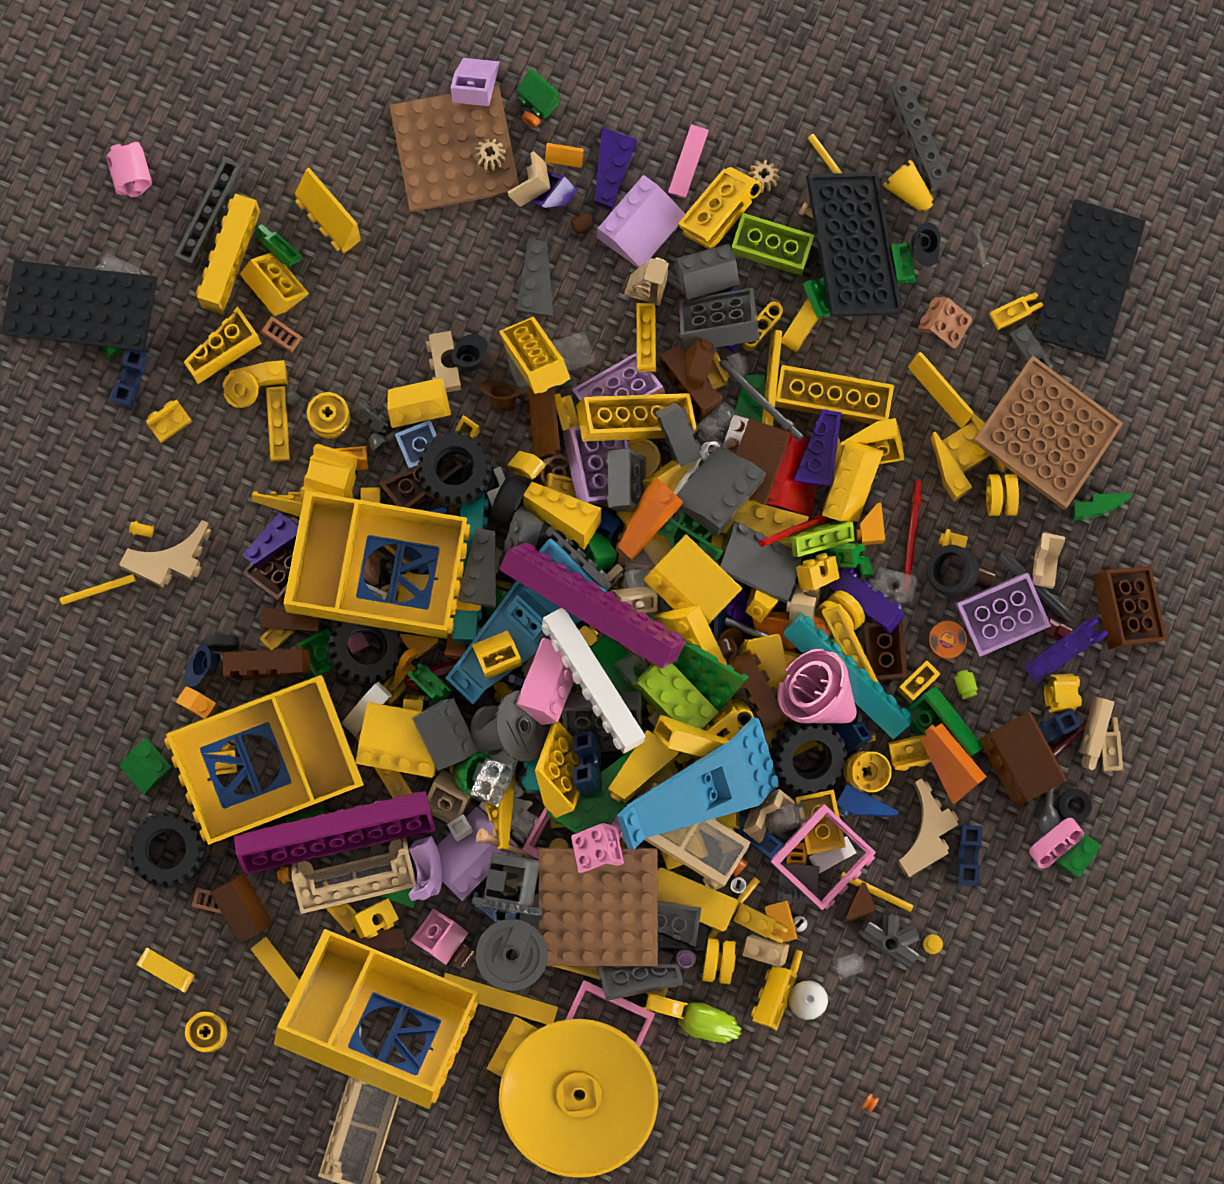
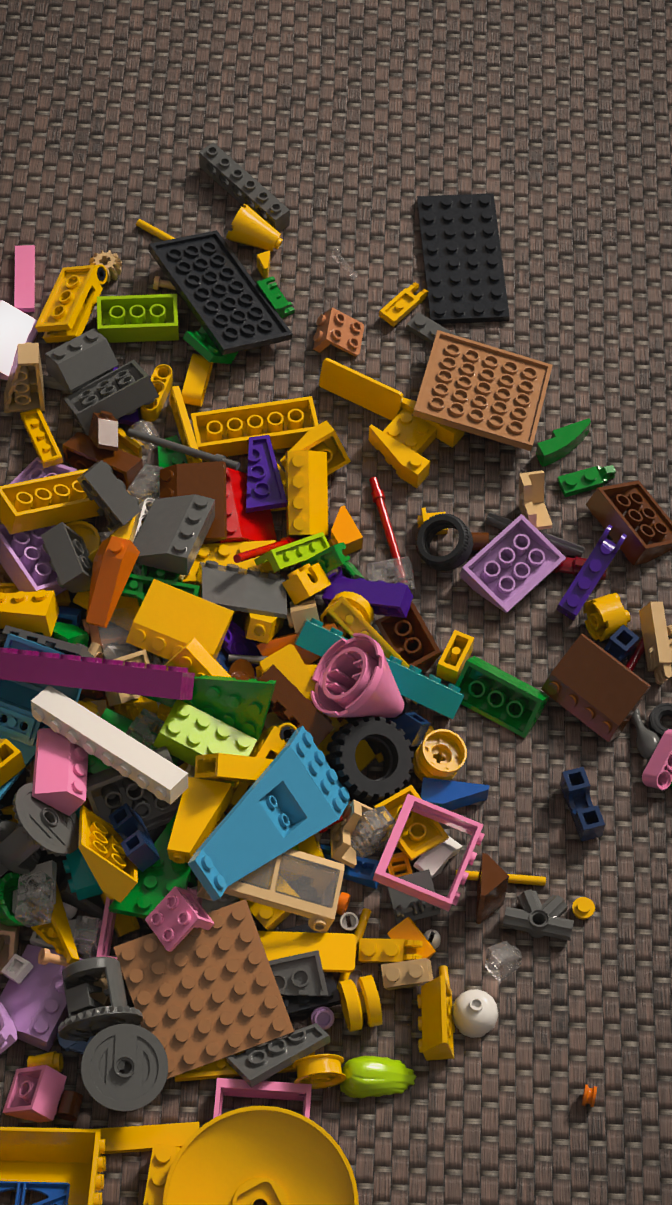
camera: 20 degrees left, 20 degrees down
(459, 914) = (51, 1059): none -> yellow cone
(905, 224) = (263, 264): none -> yellow slope
(908, 753) = (476, 727): yellow bracket -> none
(926, 244) = (290, 271): black piece -> none
(934, 823) = (532, 788): tan arch -> none
(947, 640) = (467, 612): orange tile -> none
(952, 763) = (526, 720): orange slope -> none
(966, 684) = (505, 645): lime brick -> none
(1002, 495) = (463, 459): yellow wheel -> none
(1103, 548) = (585, 480): none -> green hinge

